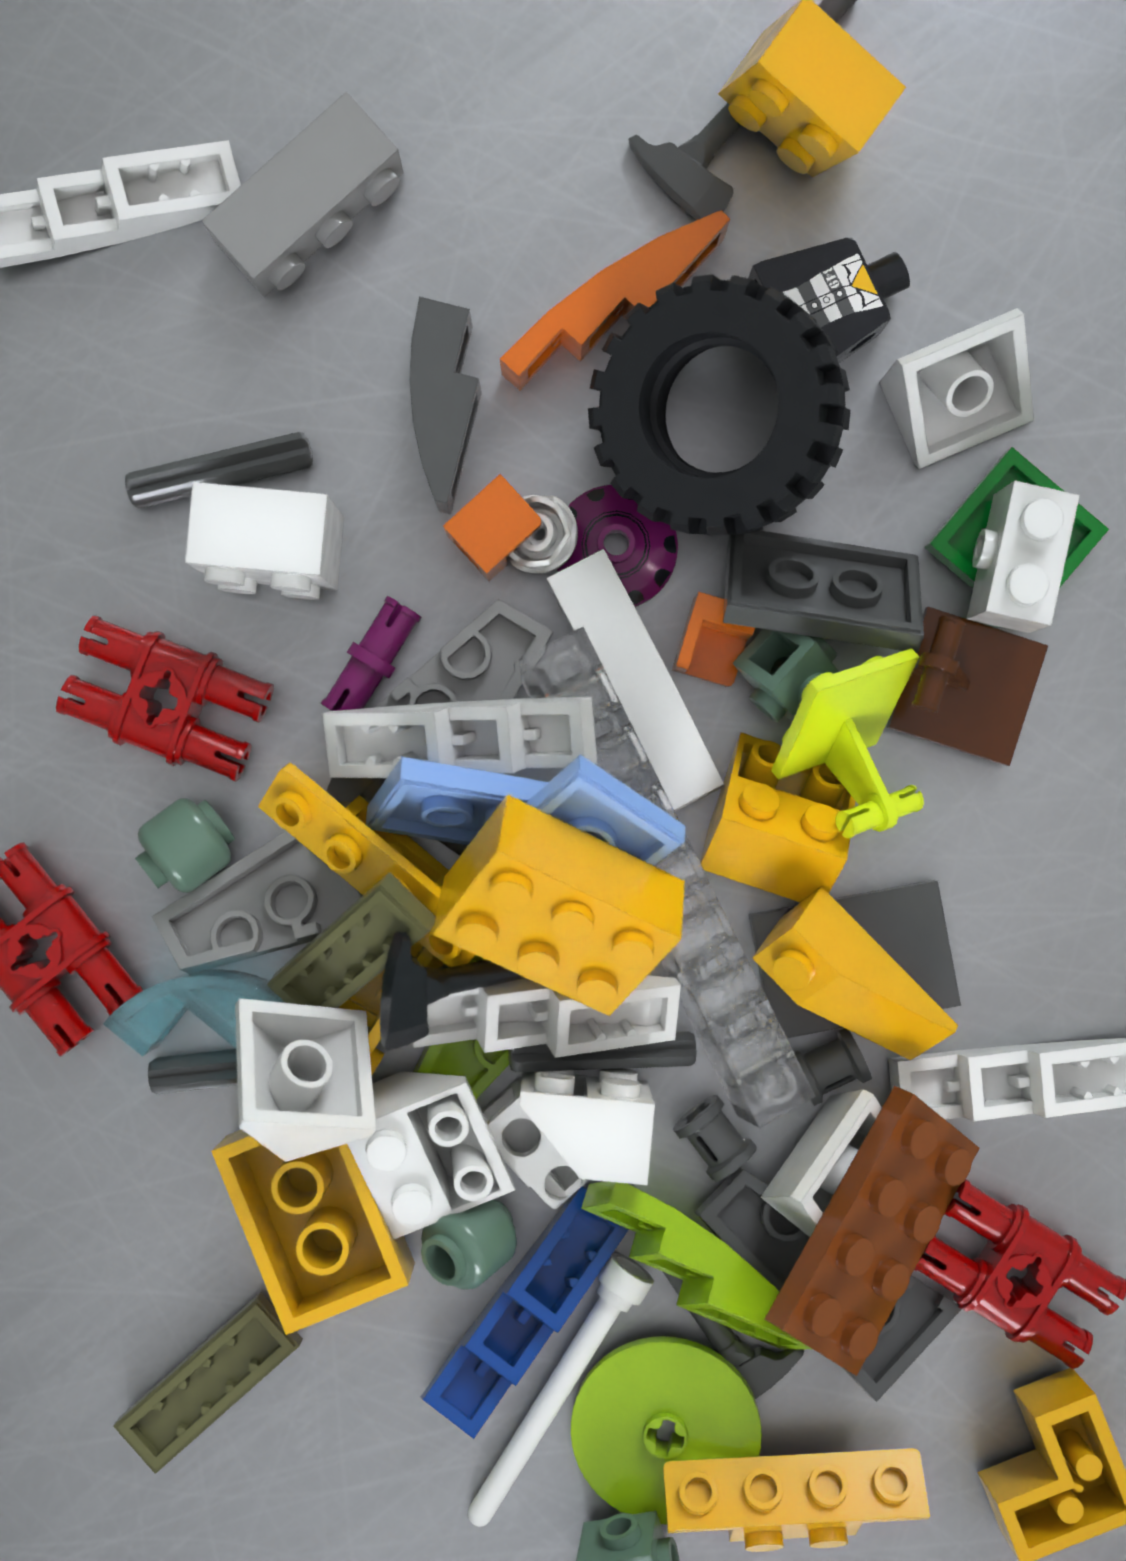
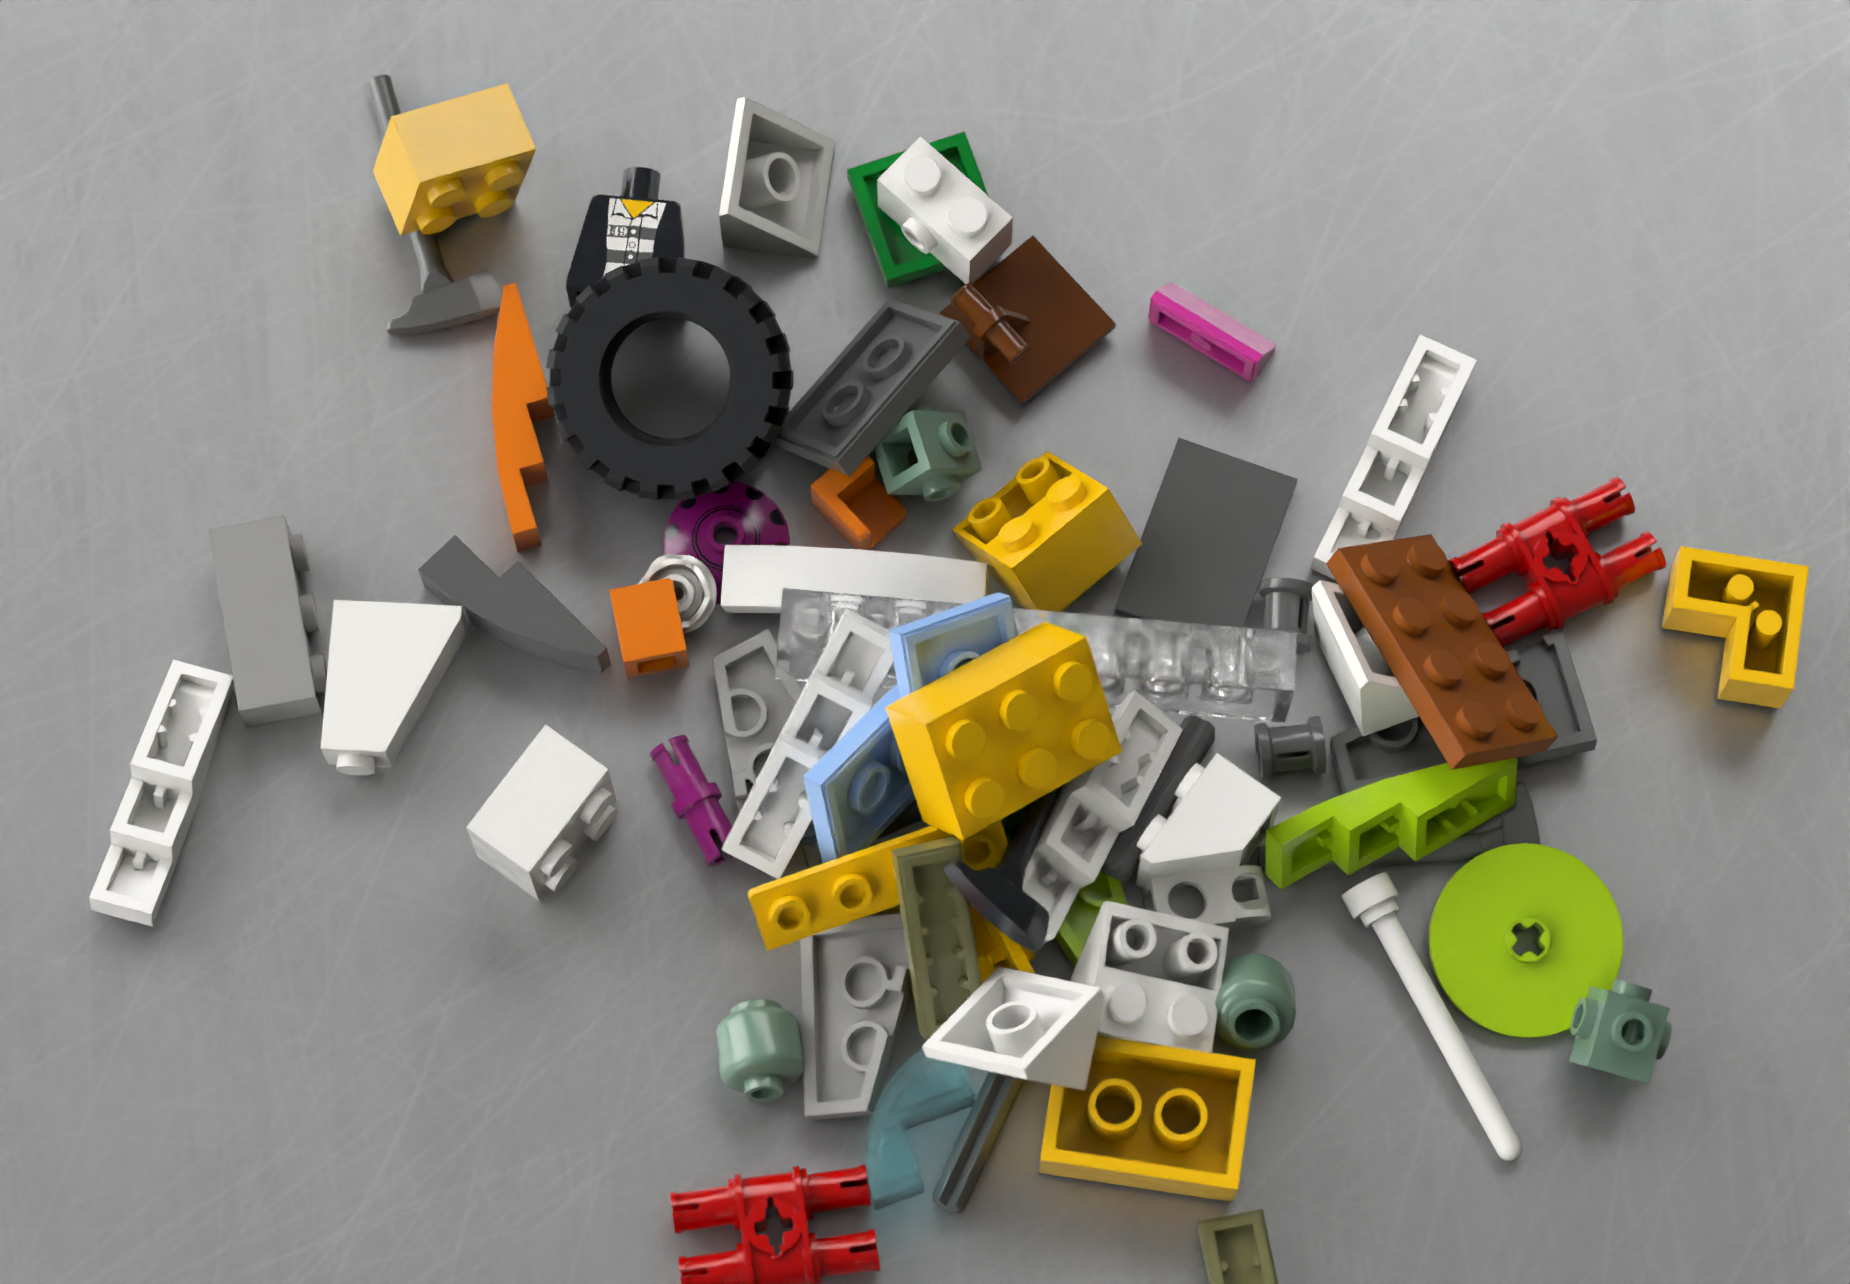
camera: 55 degrees left, 15 degrees down
(140, 718) = (619, 1028): red pin -> none
(222, 467) = (449, 834): dark grey axle -> none
(312, 326) = (382, 676): none -> white slope
(523, 1315) = (1350, 1000): blue slope -> none
(795, 1495) = (1643, 857): yellow bracket -> none
(835, 727) = (998, 437): neon yellow plate -> none
(849, 979) = (1216, 547): yellow slope -> none
(1052, 851) = (1210, 331): none -> dark pink slope

